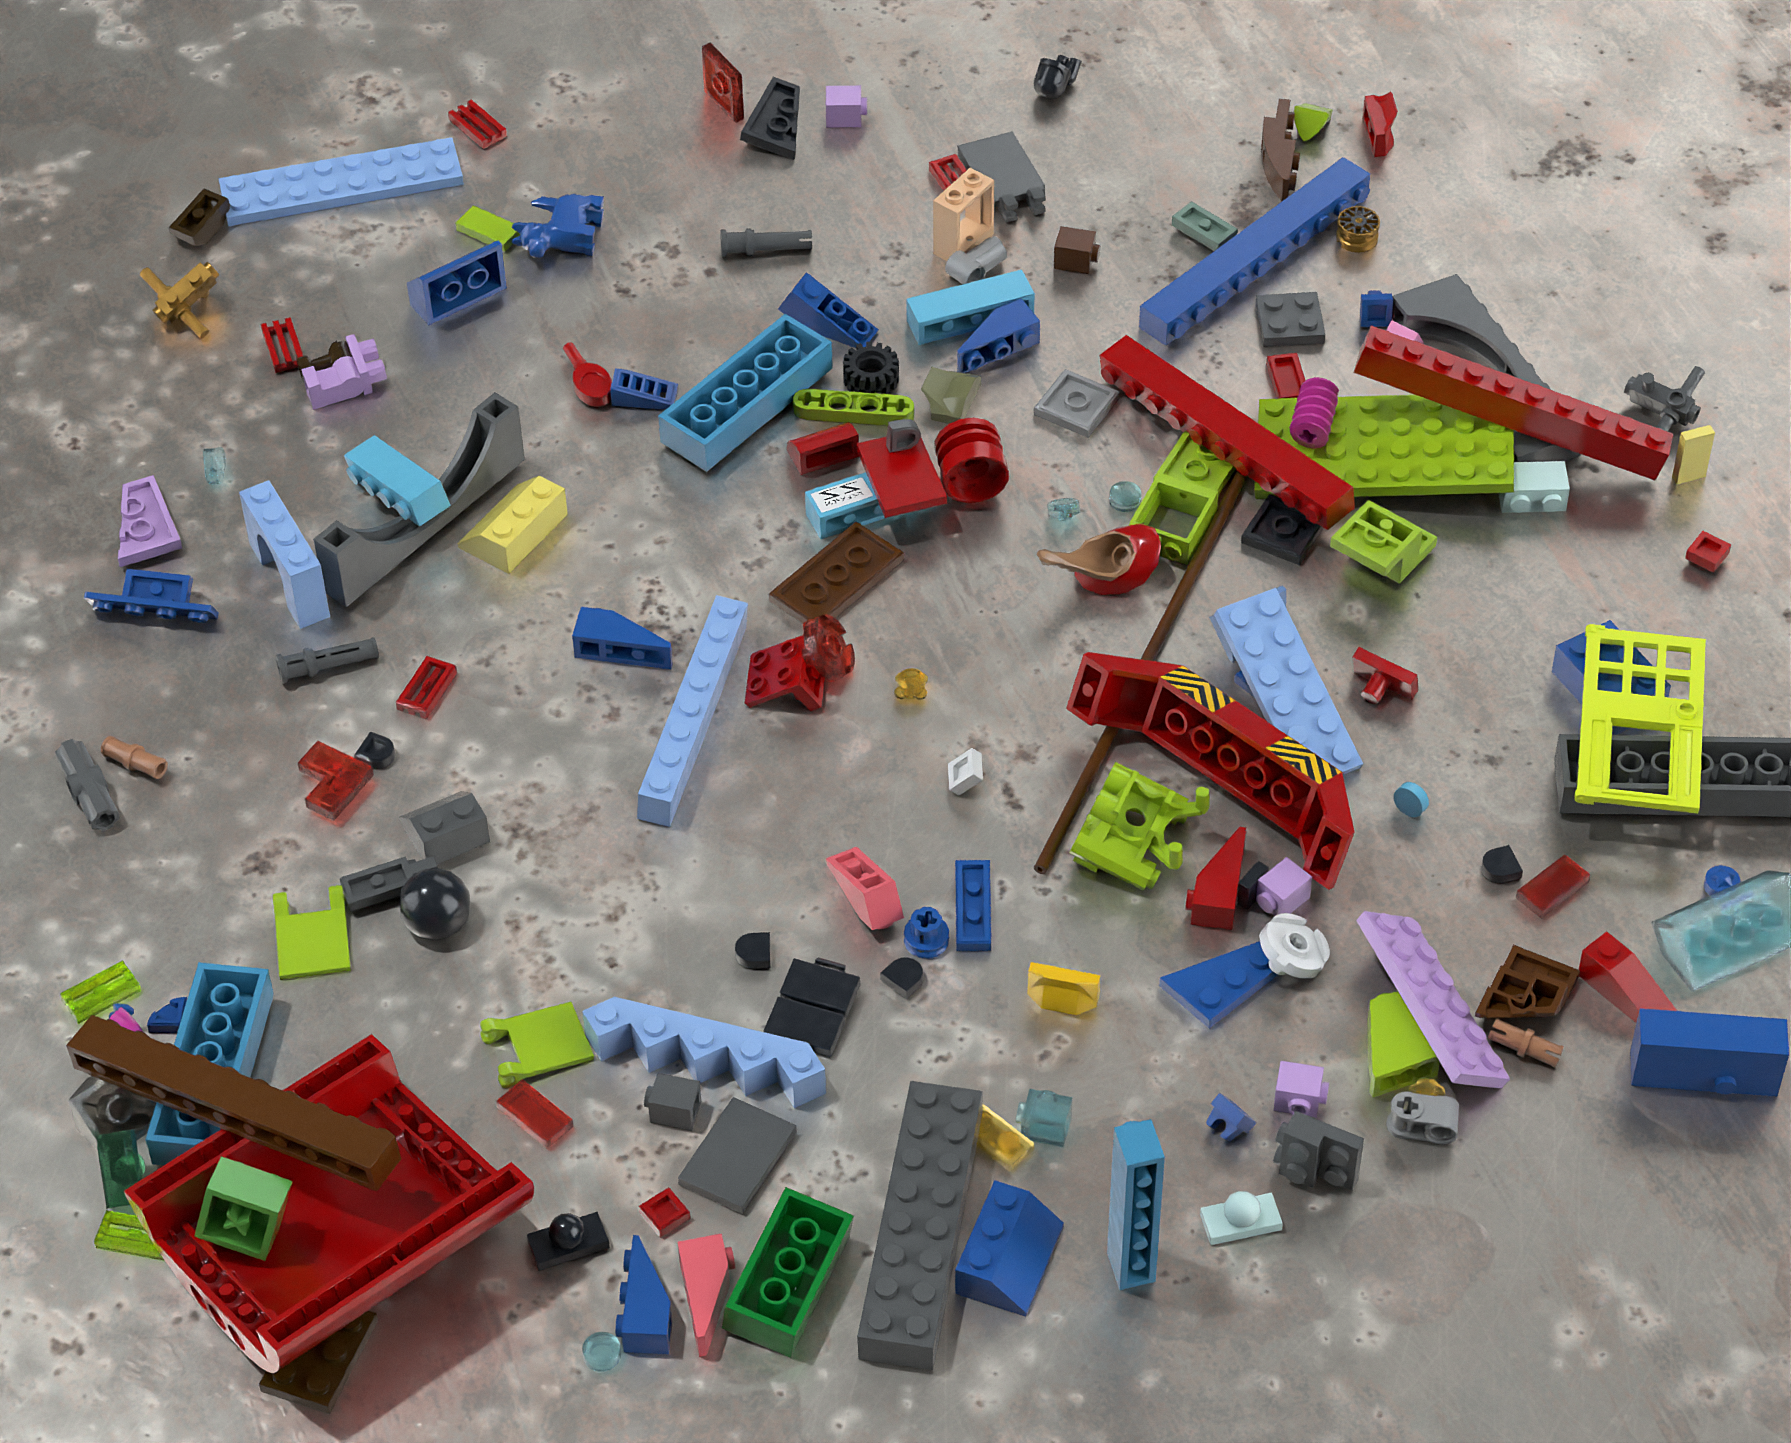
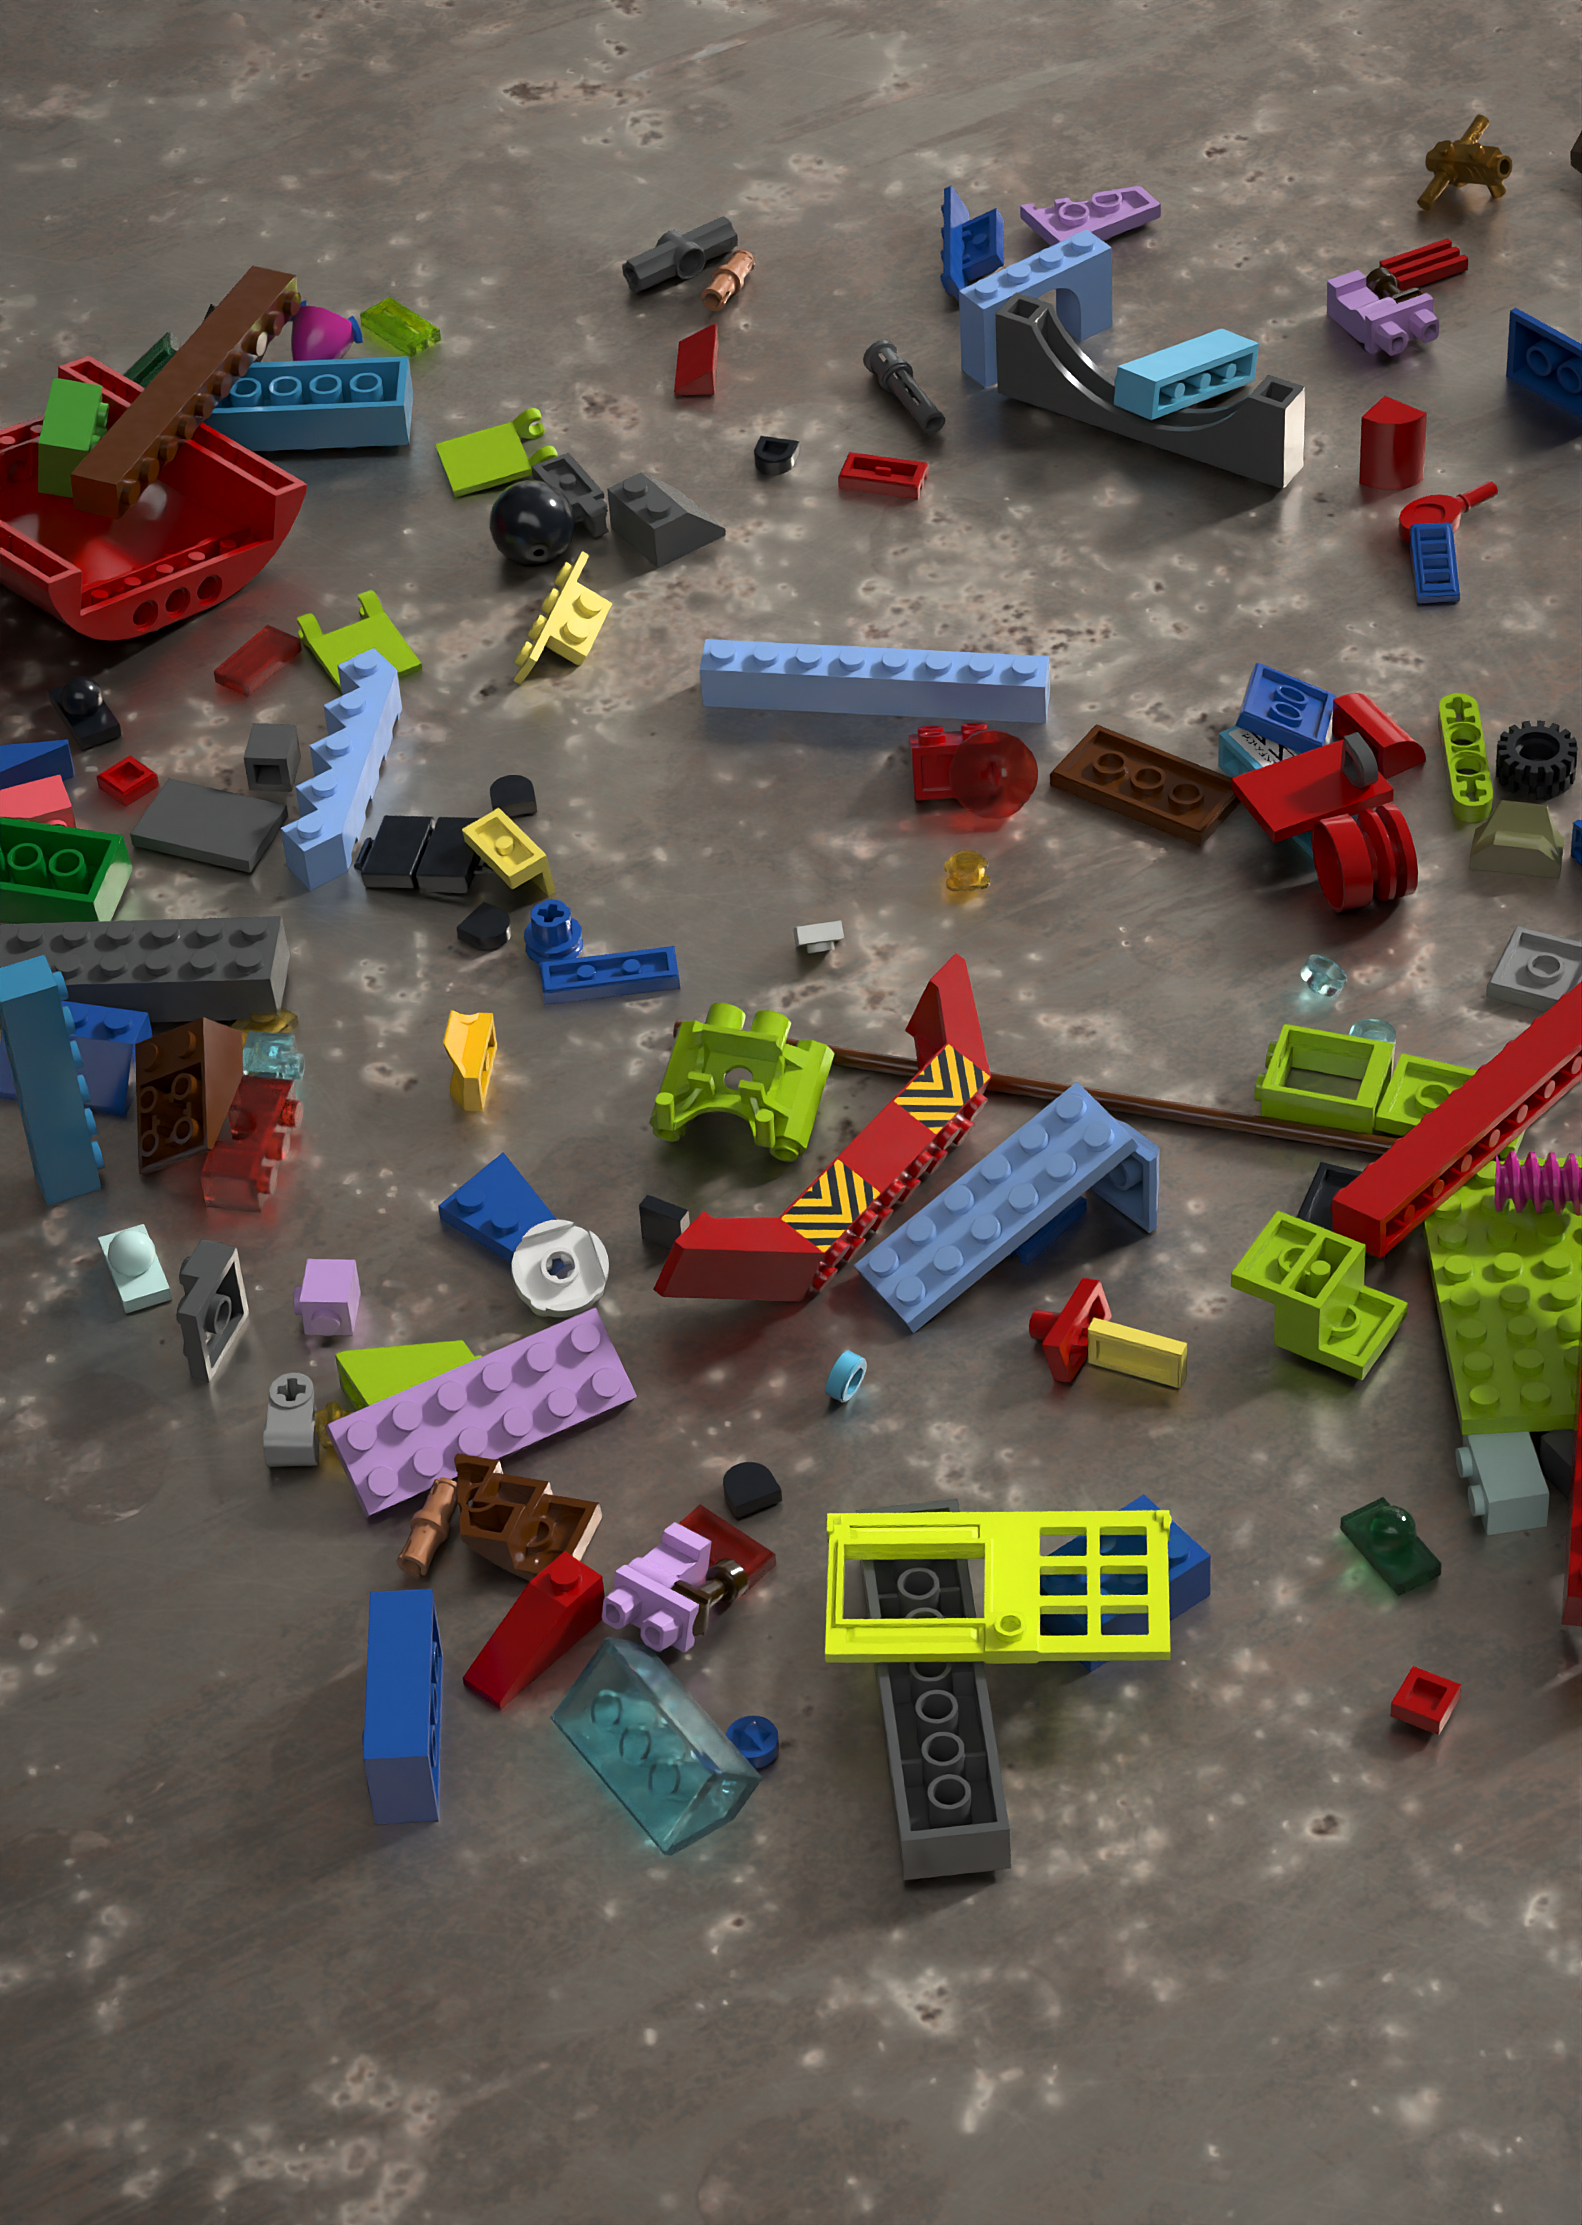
camera: 85 degrees right, 5 degrees down
(214, 464) = (1196, 247): clear light blue tile -> none
(237, 787) = (697, 363): none -> red slope
(339, 778) = (720, 433): clear red plate -> none
(517, 524) = (1158, 496): light yellow slope -> none
(521, 380) = (1392, 445): none -> red brick
(554, 901) = (570, 621): none -> light yellow bracket
(614, 638) = (986, 598): blue slope -> none
(745, 392) = (1443, 641): dark azure brick -> none
(803, 480) = (1285, 709): none -> blue tile
(842, 943) = (509, 851): none -> light yellow panel
(867, 888) = (609, 868): coral slope -> none
(1070, 1160) = (184, 1090): none -> reddish brown slope
(1098, 1115) = (261, 1122): none -> clear red arch
(1112, 560) = (1219, 1014): hat -> none
(1217, 886) = (638, 1174): red slope -> none
(1232, 1114) = (285, 1237): blue tile -> none
(1283, 888) = (649, 1248): lavender brick -> none
(1411, 641) = (1137, 1352): none -> light yellow tile
(1578, 550) = (1391, 1545): none -> clear green tile
(1616, 911) = (672, 1590): none -> lavender hips

